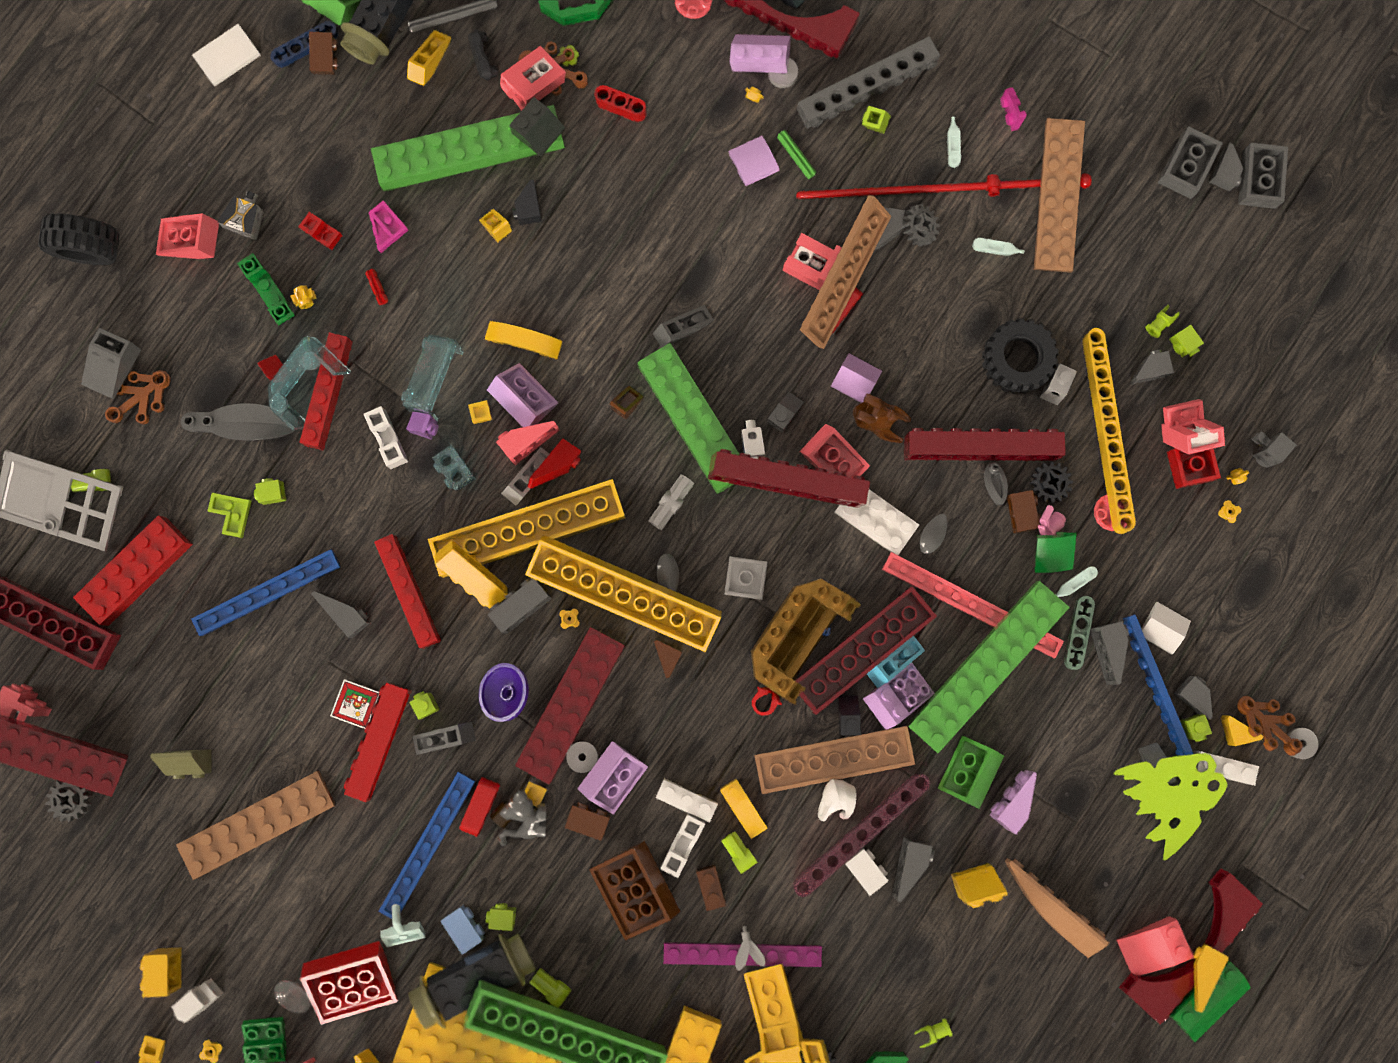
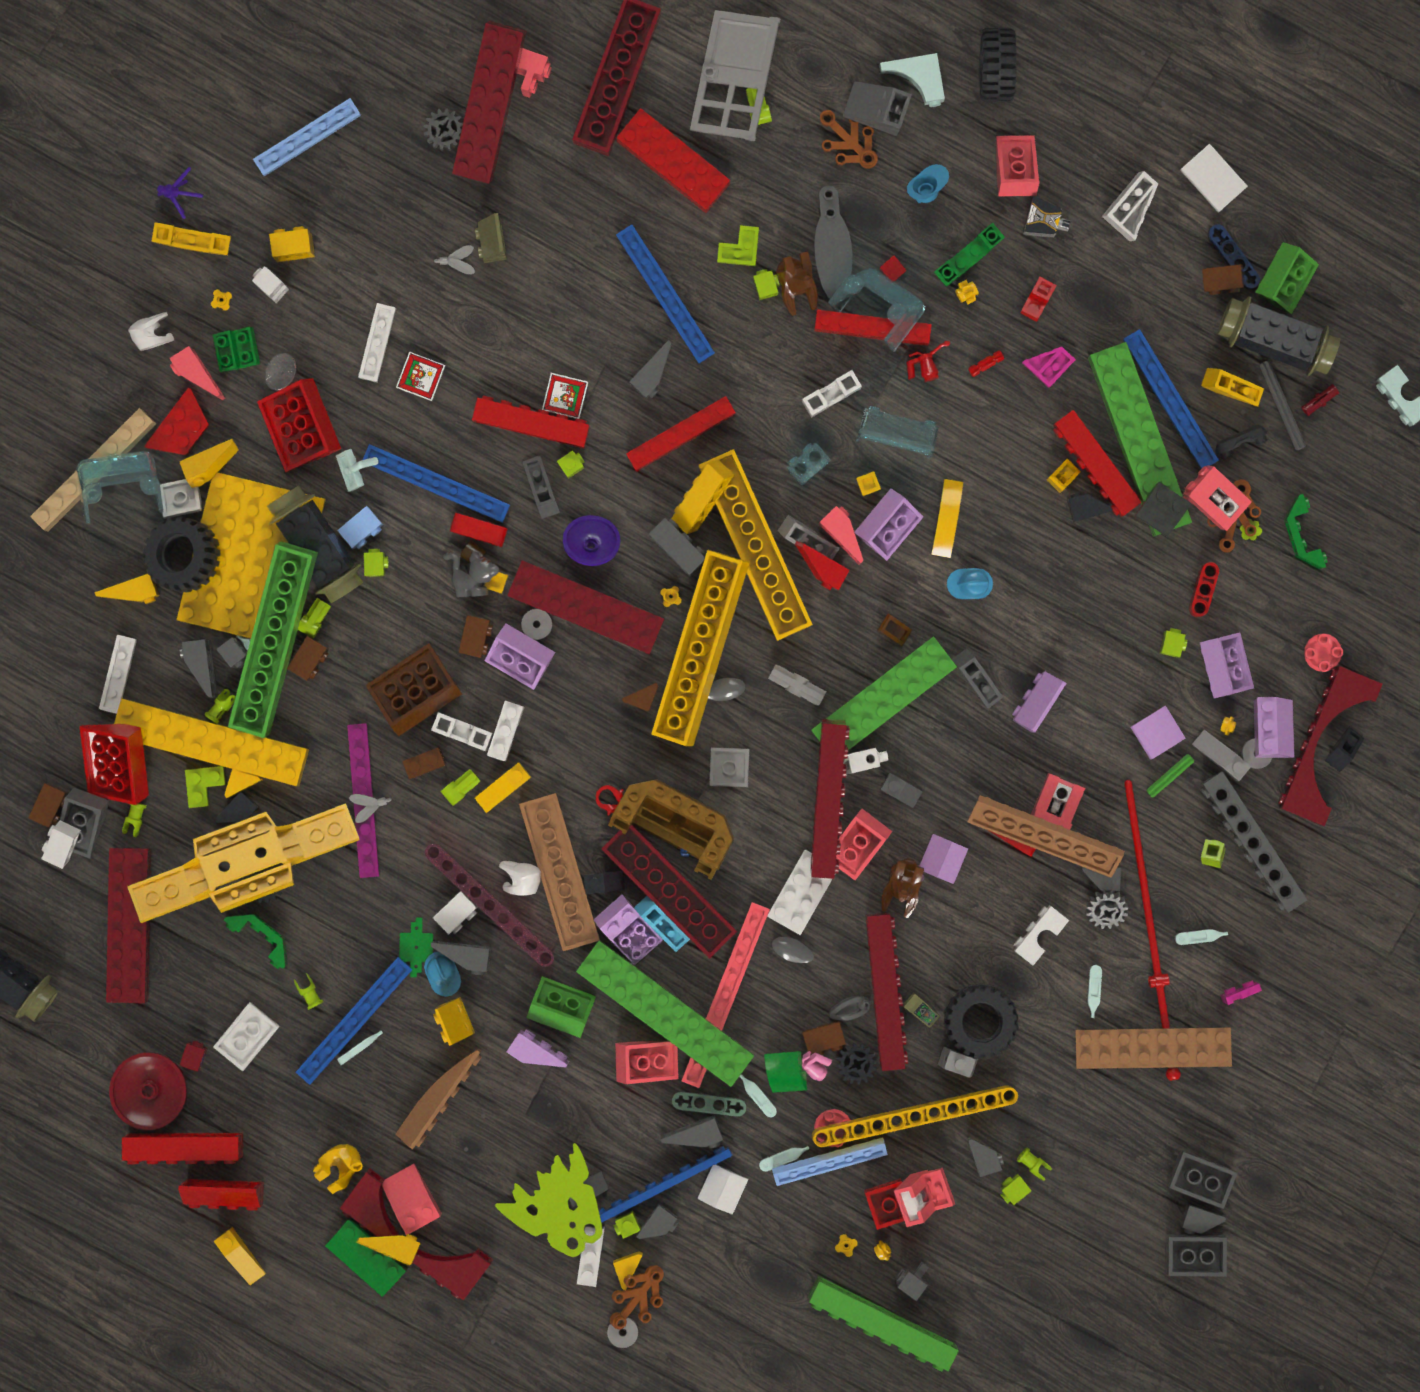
camera: 85 degrees right, 5 degrees up
(55, 943) = (307, 137): none -> light blue plate
(82, 318) = (922, 72): none -> light aqua arch
(191, 322) = (928, 183): none -> dark azure piece
(204, 802) = (455, 262): none -> light grey piece
(240, 132) = (1129, 208): none -> white wedge
(255, 825) = (438, 314): medium nougat plate -> none
(269, 460) = (797, 280): none -> reddish brown piece
(276, 892) = (377, 342): none -> white plate
(317, 850) = (420, 376): none -> tile
(373, 342) = (928, 368): none -> red piece
(422, 425) = (848, 428): medium lavender slope -> none
(435, 115) = (1170, 399): none -> blue plate
(486, 191) = (1096, 463): none -> red brick
(590, 325) = (969, 583): none -> dark azure piece
(591, 998) = (308, 658): none -> reddish brown brick
(669, 137) = (1173, 643): none -> lime brick
(696, 90) = (1226, 665): none -> lavender slope
(712, 268) = (1038, 701): none -> lavender slope
(783, 103) = (1221, 755): none -> light grey slope
(896, 924) = (407, 947): none -> green piece
(928, 891) = (442, 974): none -> dark azure piece
(948, 304) = (1048, 920): none -> white arch
(967, 988) = (354, 1020): none -> blue plate
(995, 986) = (358, 1048): none -> light aqua piece
(1003, 414) = (921, 1010): none -> leg
(1033, 692) = (646, 1061): none -> coral slope
(1112, 1009) = (345, 1158): none -> yellow piece
(1138, 566) = (781, 1158): none -> light aqua piece
(1147, 523) = (829, 1161): none -> light blue plate
(1313, 482) = (882, 1323): none -> bright green brick

